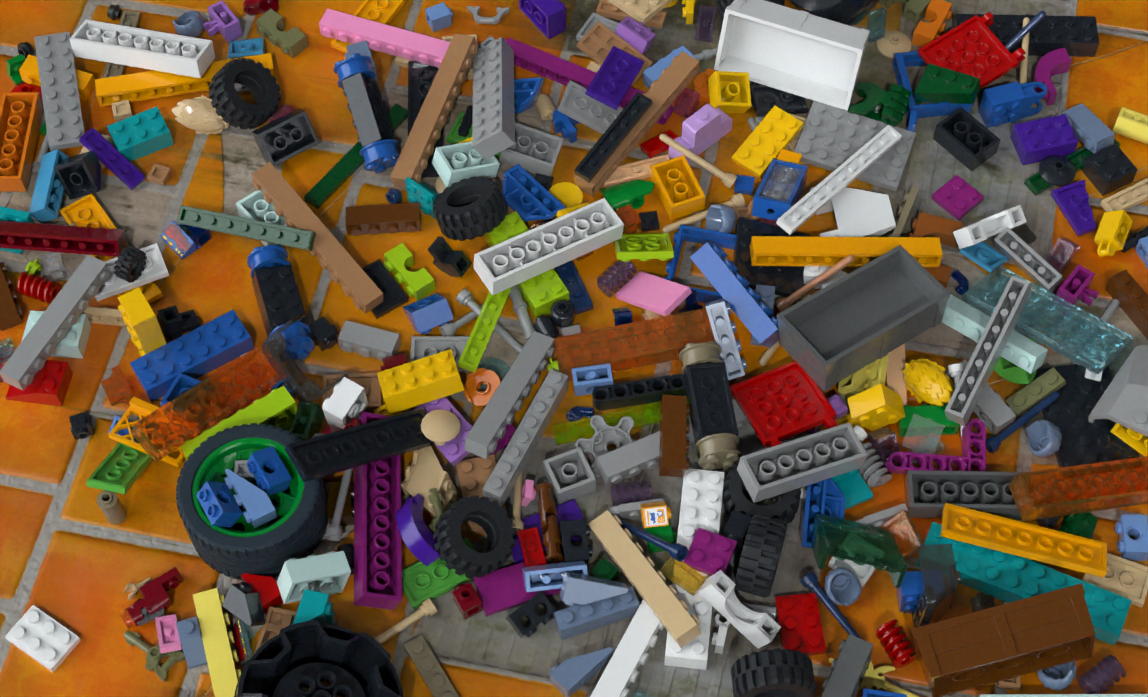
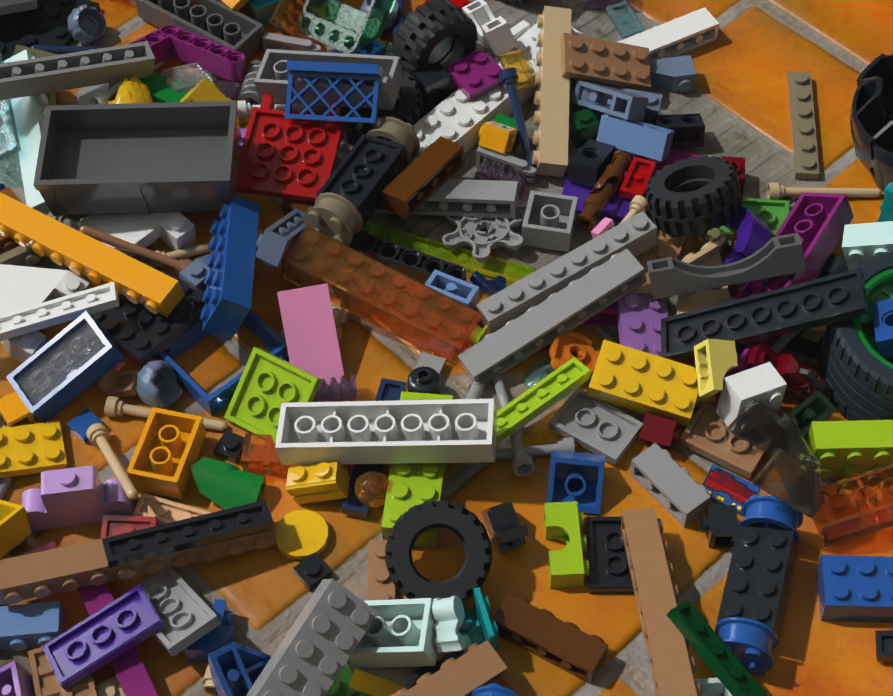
camera: 145 degrees left, 5 degrees down
(331, 363) = (729, 488): none -> slope
(376, 398) = (712, 362): none -> light yellow arch
(393, 196) = (514, 667): dark blue plate -> none
(412, 477) = (777, 257): none -> dark grey arch
(434, 176) = (449, 618): none -> light aqua leg
(440, 426) = (656, 318): tan dish -> none
(528, 196) = (351, 535): blue wedge -> none
(533, 150) = (281, 594): light grey brick -> none
(546, 326) = (454, 382): black brick -> none
(620, 621) = (605, 62): none -> medium nougat plate
(621, 316) = (365, 340): clear blue leg -> none
(691, 303) = (272, 319): clear blue arm -> none
(790, 444) = (337, 72): none -> blue fence

